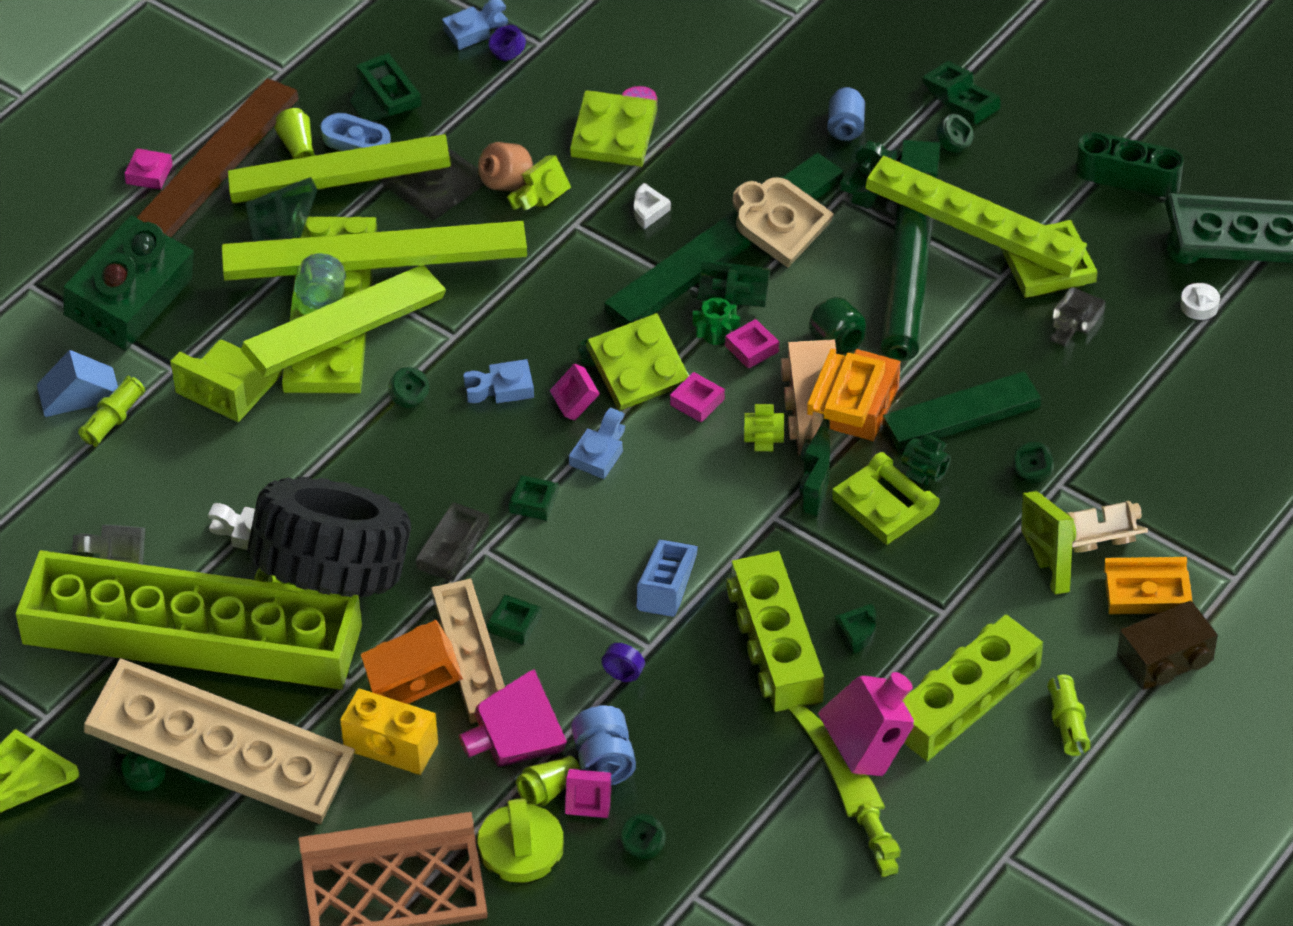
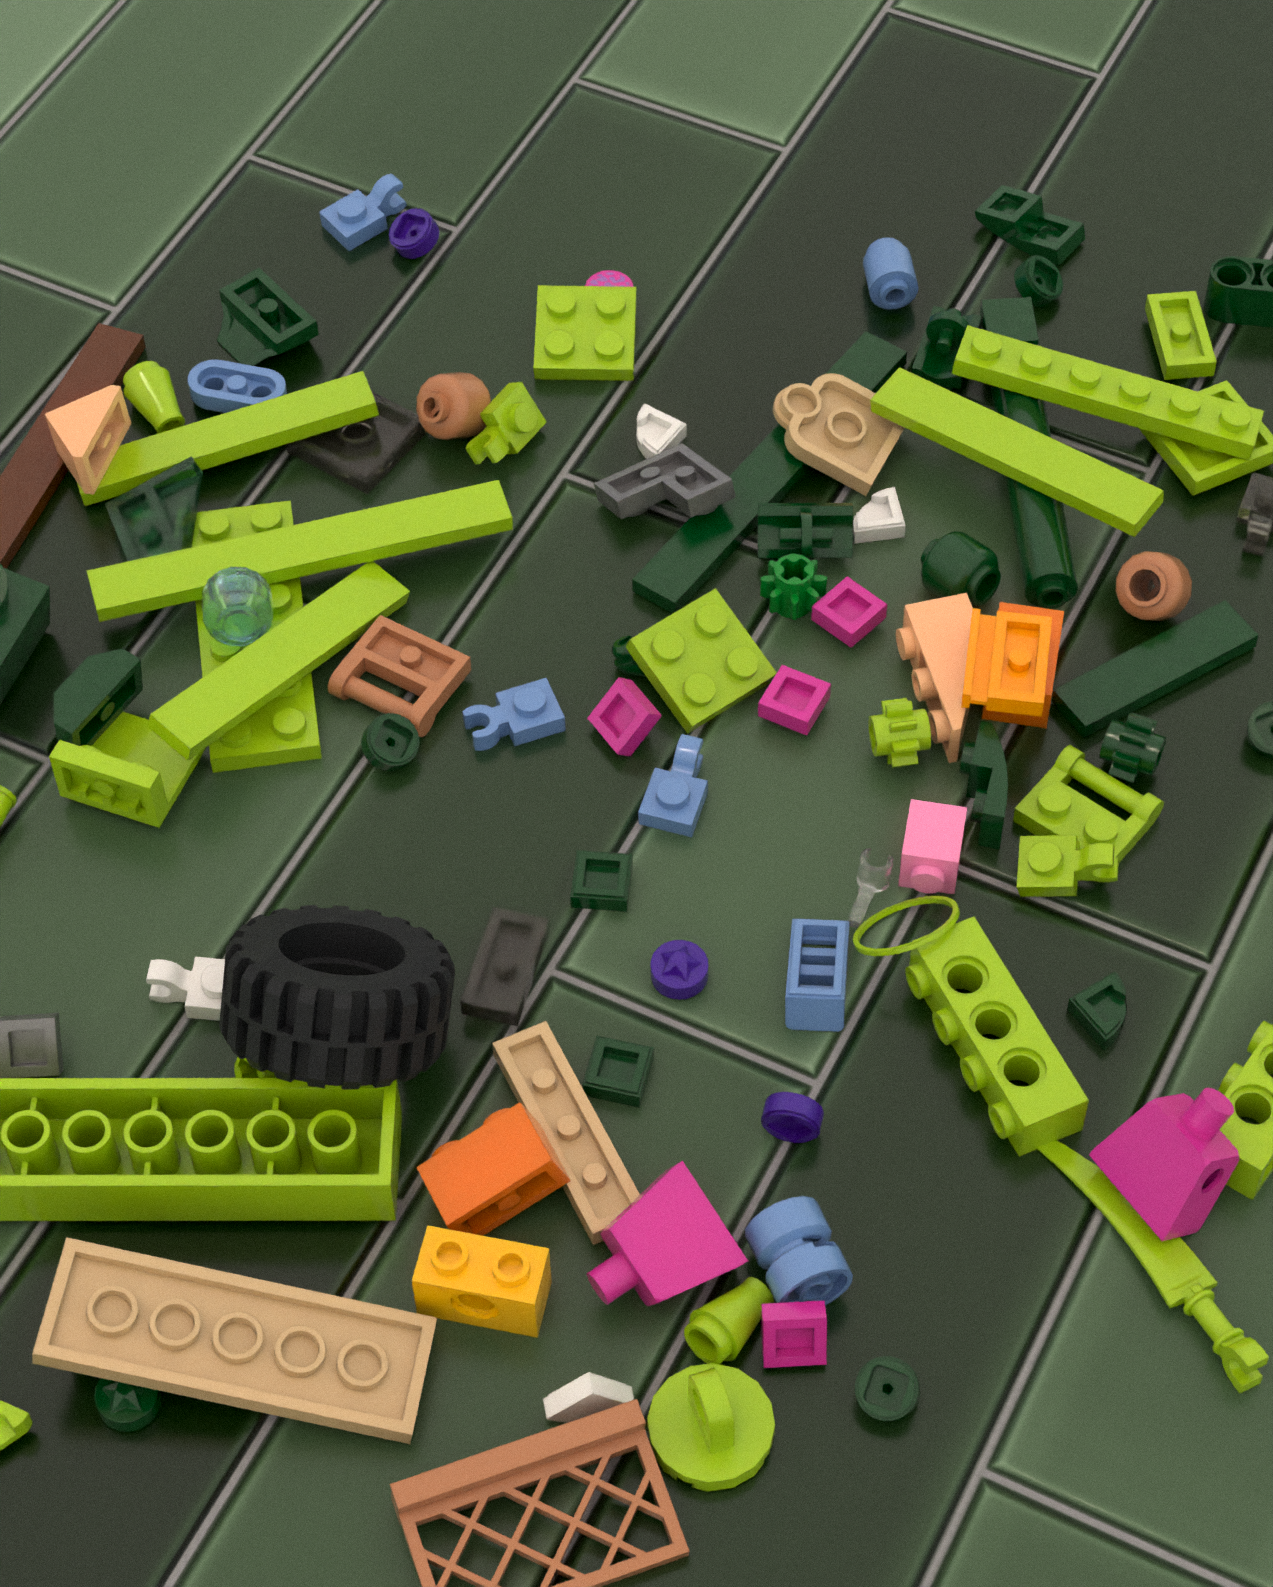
camera: 10 degrees left, 5 degrees up
(211, 327) = (96, 696): none -> dark green slope
(244, 152) = (90, 434): none -> light nougat slope
(430, 334) = (403, 660): none -> nougat plate
(440, 806) = (585, 1397): none -> white tile
(572, 561) = (679, 969): none -> dark purple tile
(652, 235) = (671, 475): none -> flat silver plate
(720, 523) = (870, 880): none -> clear hand
(738, 560) = (912, 945): none -> lime piece
(766, 505) = (932, 847): none -> bright pink brick
(792, 285) = (879, 518): none -> white tile
(849, 528) = (1055, 865): none -> lime plate
(896, 248) = (1017, 451): none -> lime tile
(972, 353) = (1136, 583): none -> nougat head
(1048, 184) = (1180, 335): none -> lime plate

